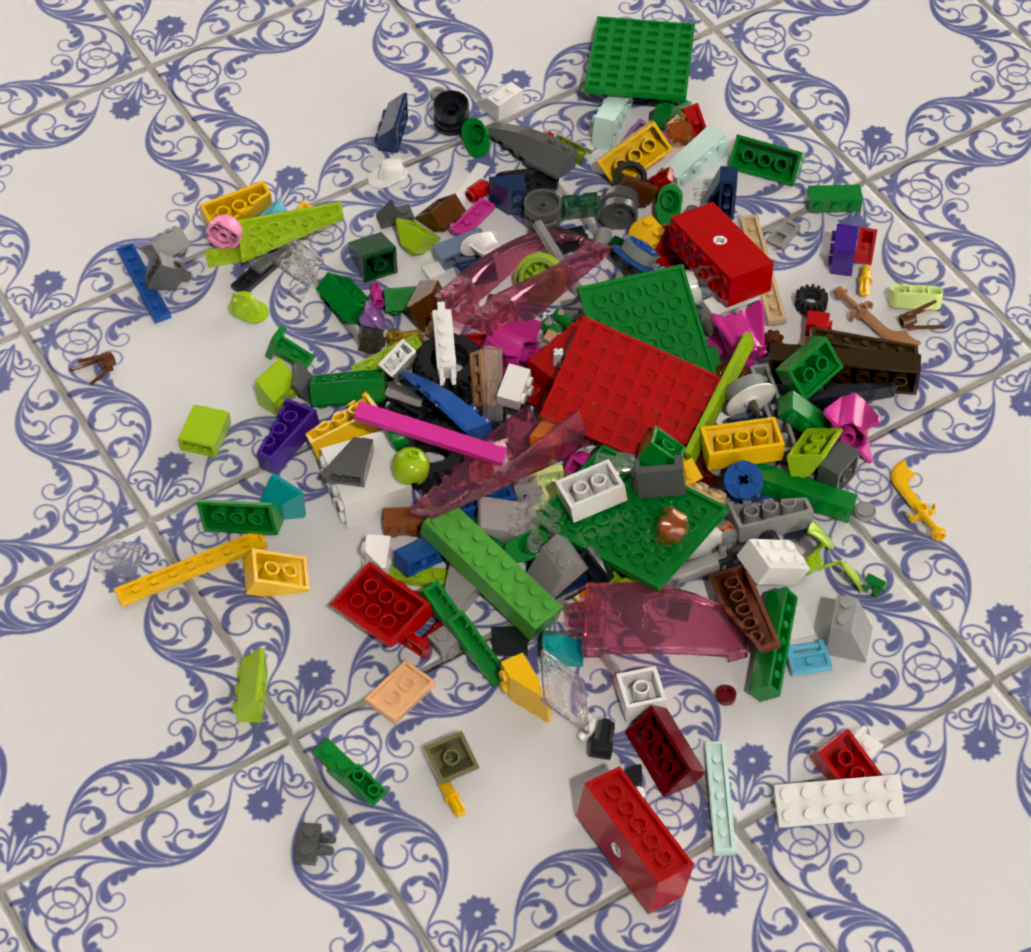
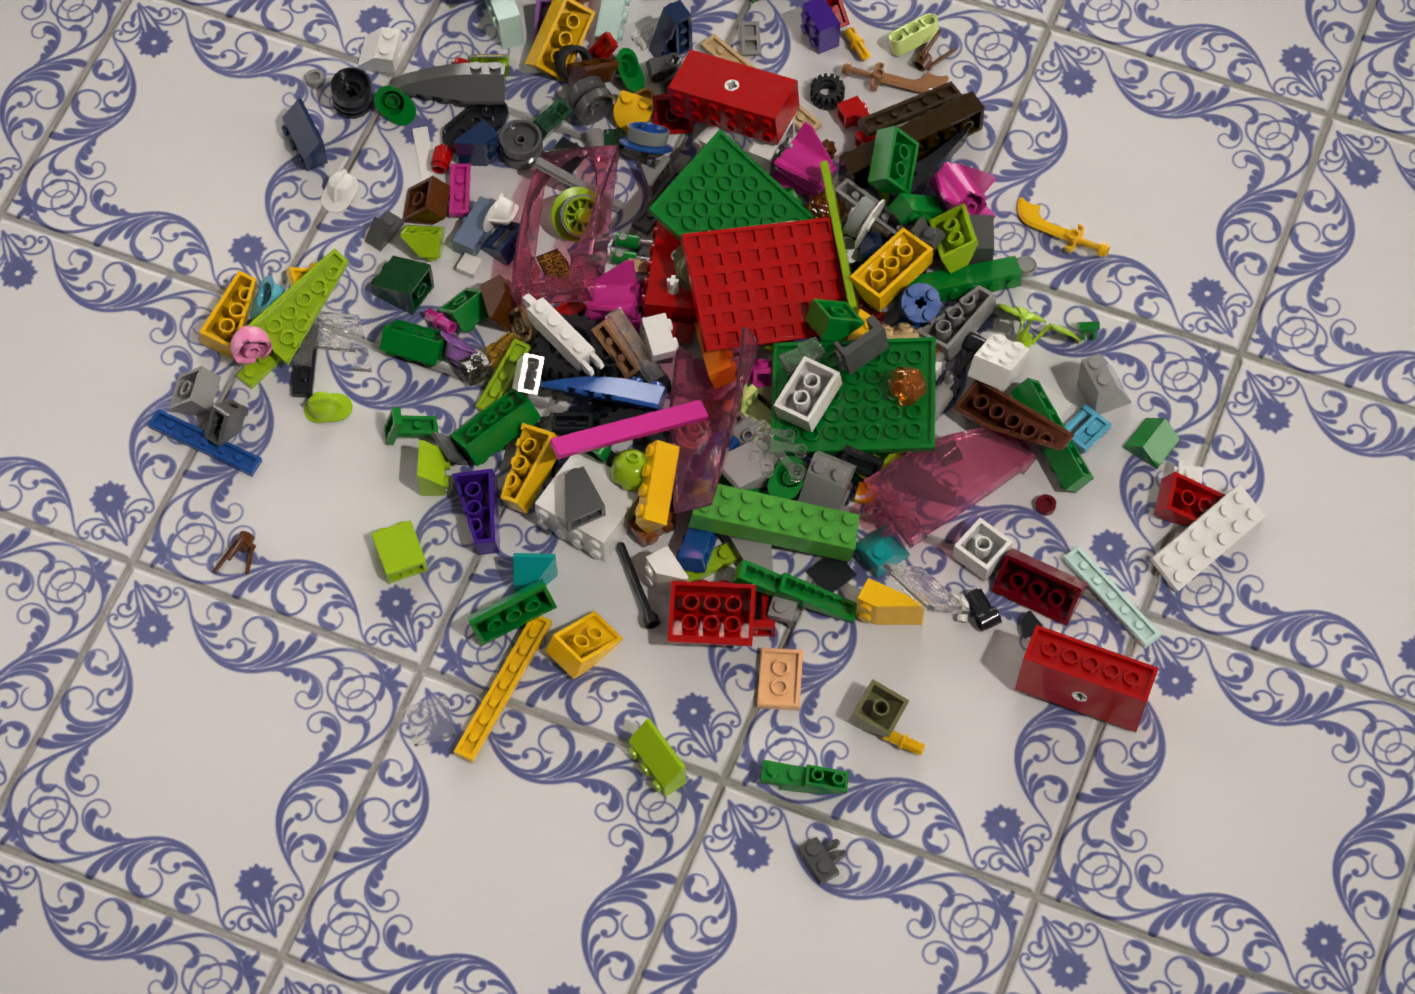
camera: 35 degrees left, 10 degrees up
(343, 582) = (650, 618): none -> black piece
(404, 394) = (555, 403): light grey tile -> none
(415, 485) = (656, 486): none -> yellow slope
(790, 433) = (927, 234): none -> dark grey slope
(858, 702) = (1152, 441): none -> green slope

